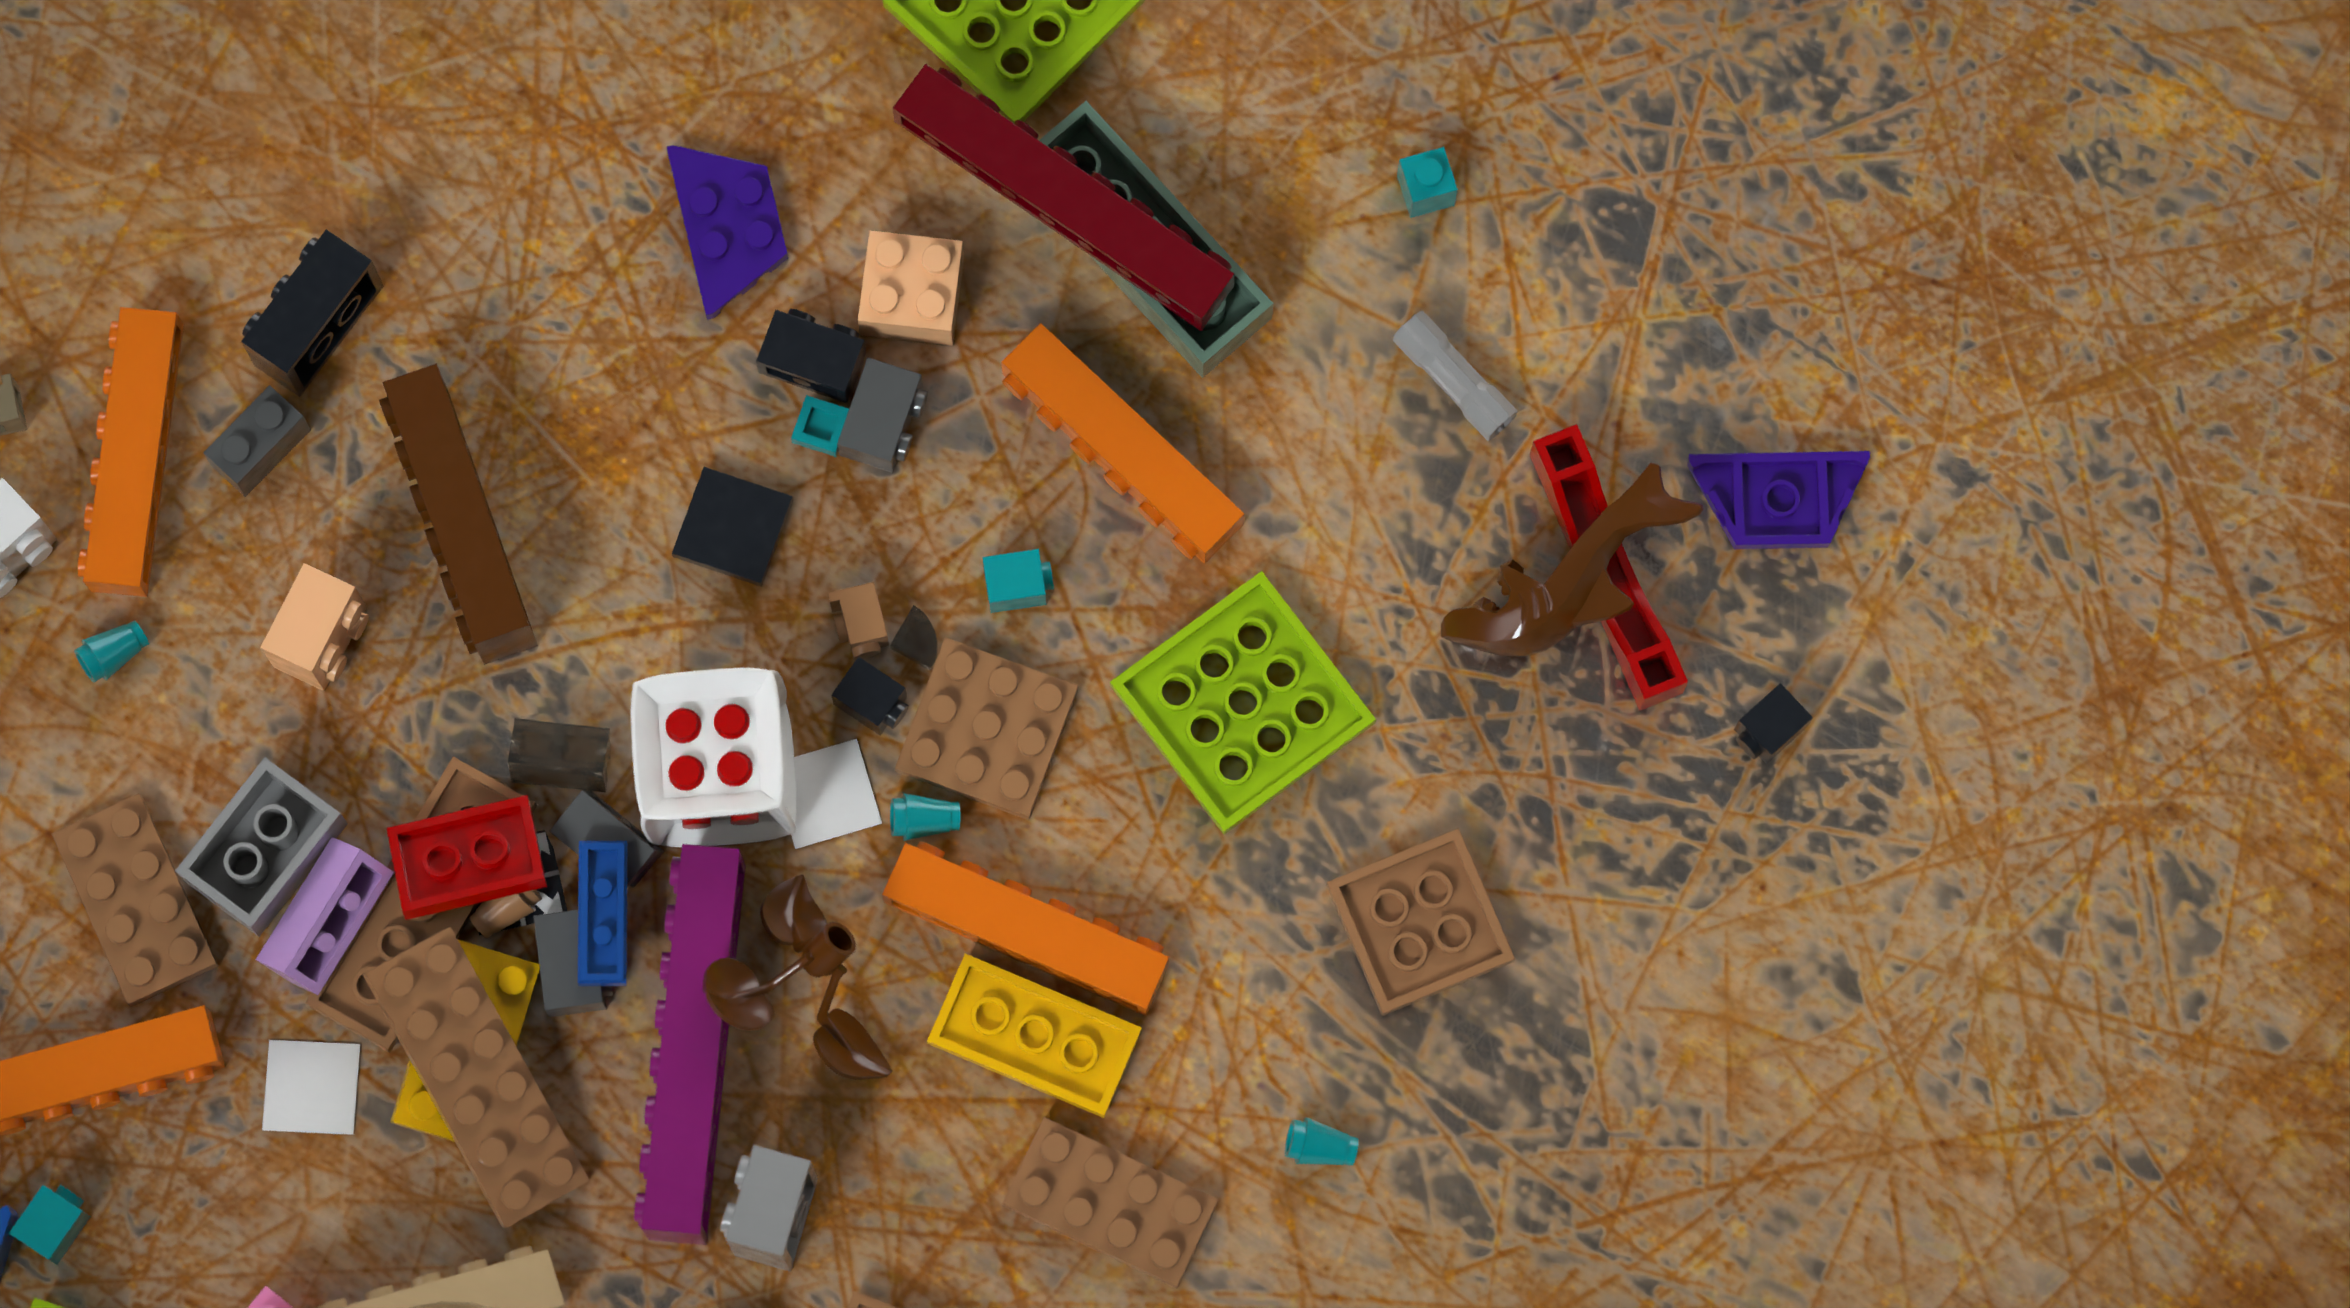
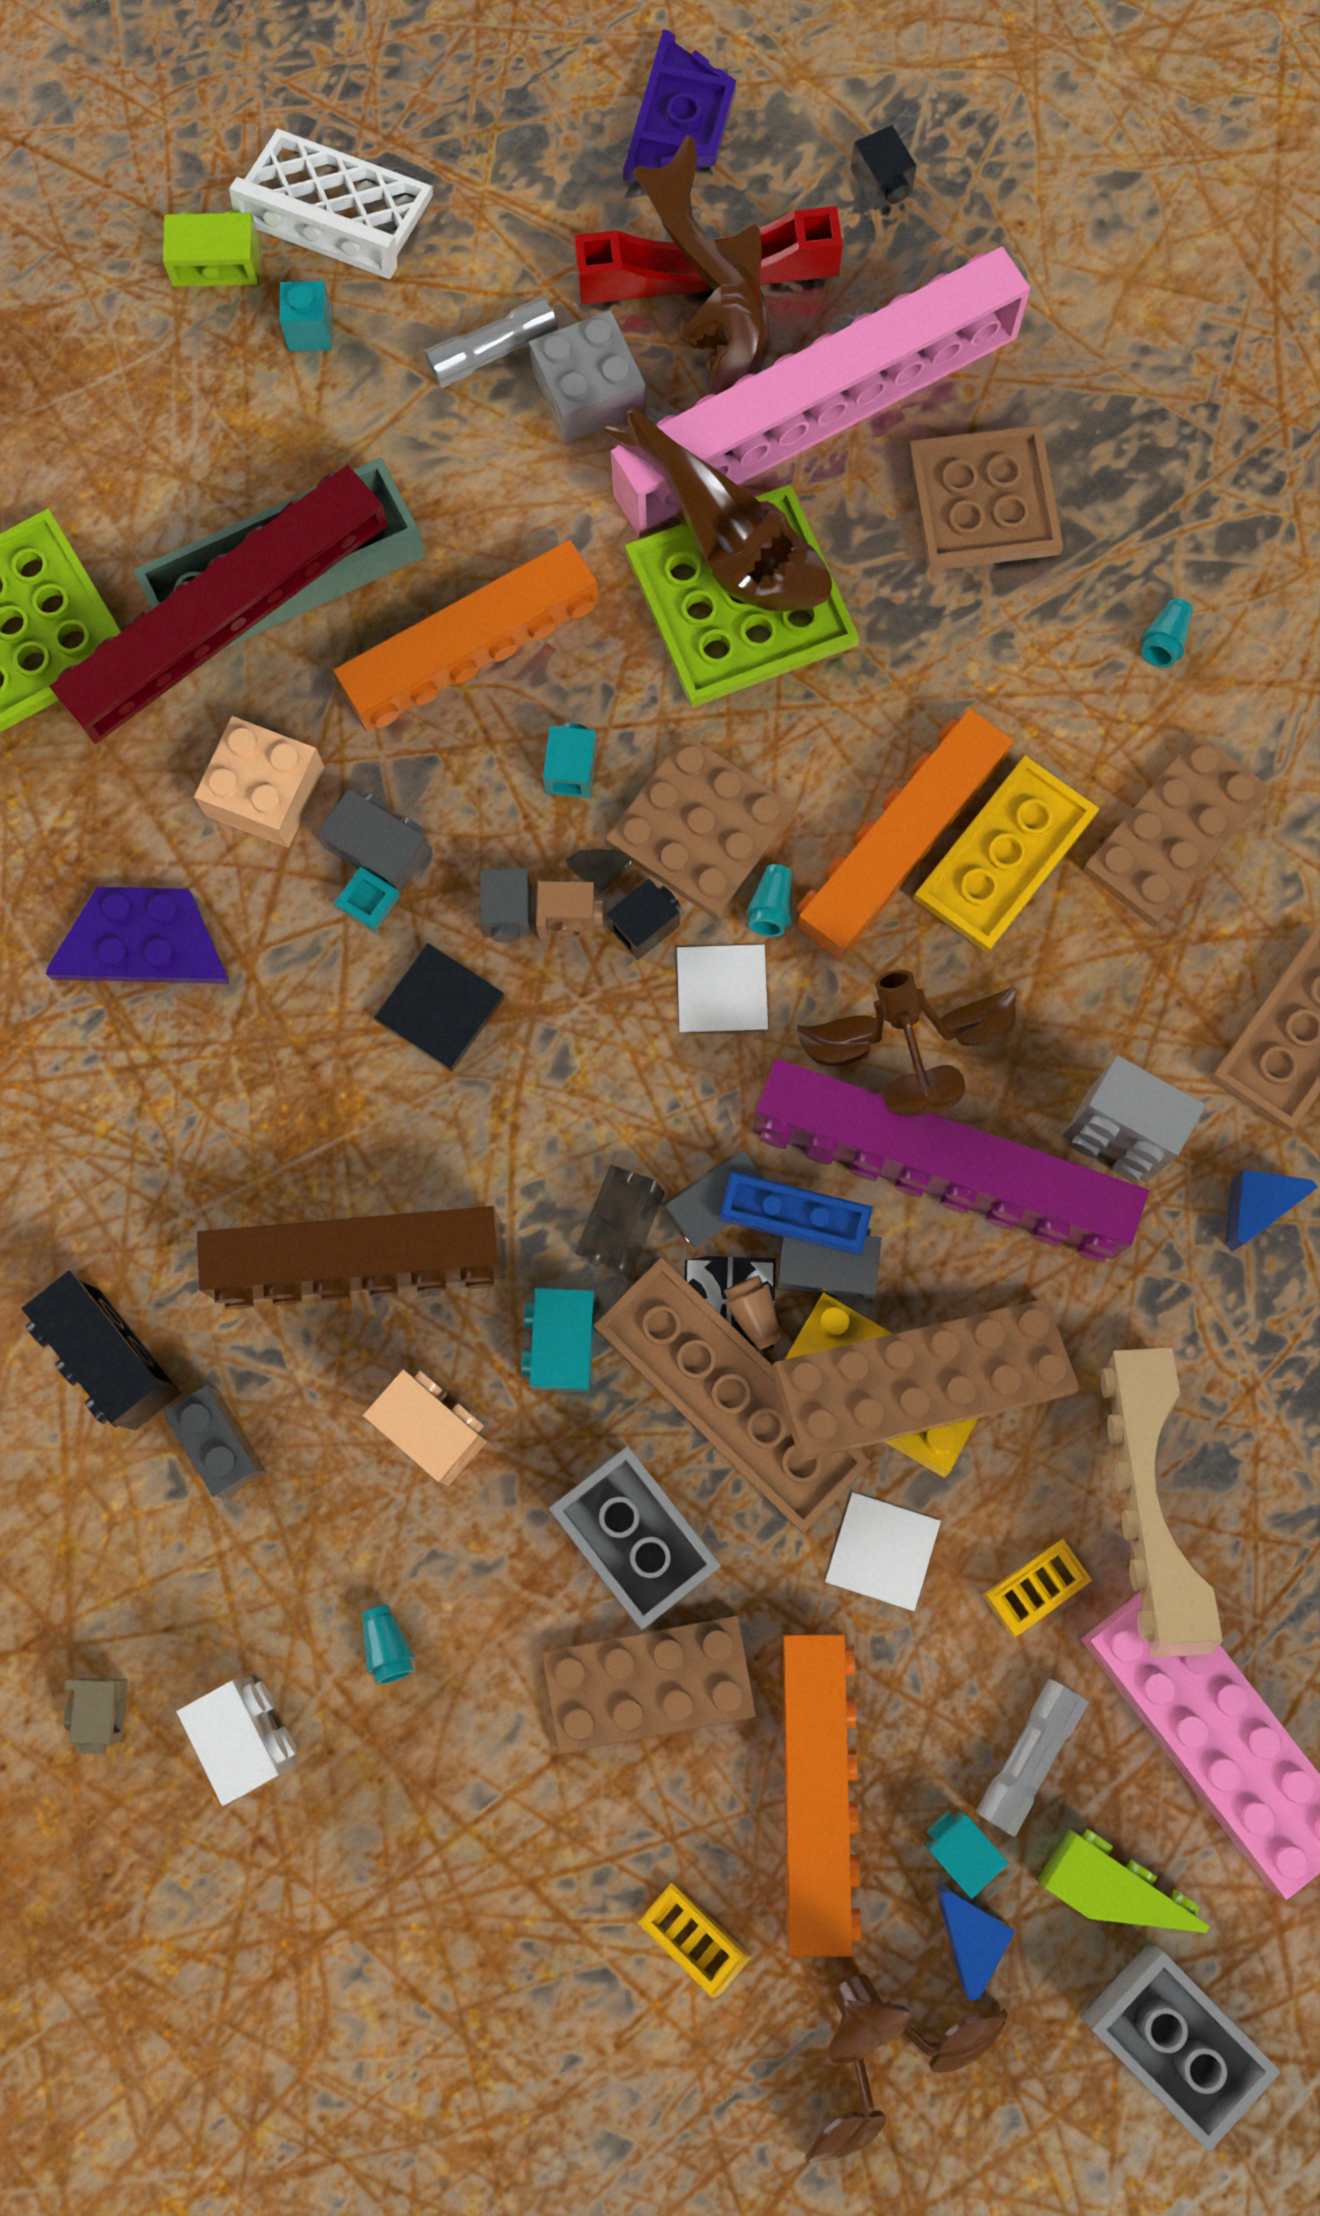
camera: 70 degrees left, 0 degrees up
(122, 1258) = (1049, 1726): none -> light grey axle
(132, 452) = (185, 1573): orange brick -> none
(276, 1211) = (1004, 1611): none -> yellow slope
(325, 915) = (722, 1491): lavender brick -> none
(431, 730) = (560, 1340): none -> teal brick
(466, 857) = (704, 1332): red plate -> none
(713, 757) = (672, 1062): white piece -> none
(811, 354) = (297, 886): black brick -> none
(849, 559) = (505, 904): none -> dark grey brick
(1282, 677) = (738, 538): none -> reddish brown piece
(1439, 483) = (587, 375): none -> light grey brick
(1479, 65) = (211, 249): none -> lime brick
(1479, 719) = (834, 382): none -> bright pink brick
(1534, 166) = (316, 224): none -> white fence

